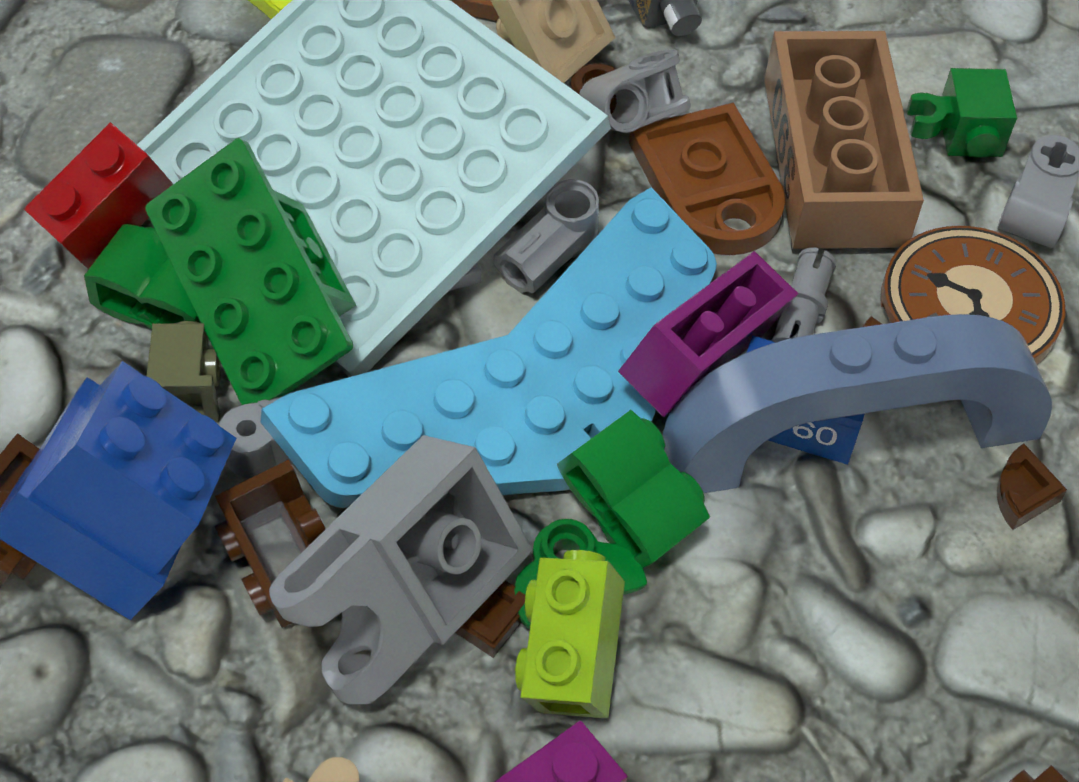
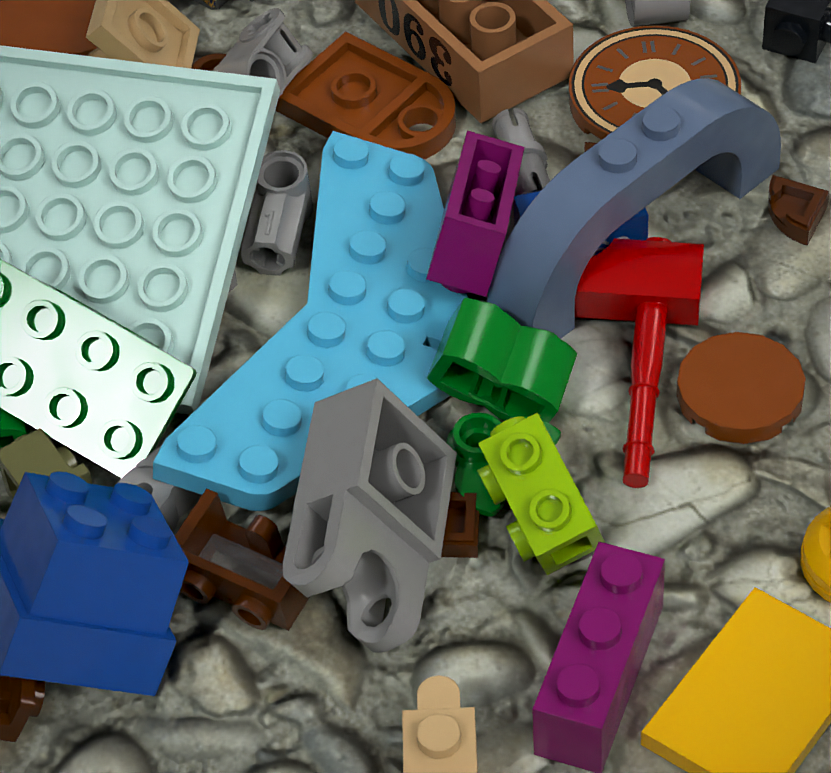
camera: 25 degrees left, 5 degrees down
(828, 490) = (653, 286): none -> red piece
(845, 637) = (740, 387): none -> dark orange tile

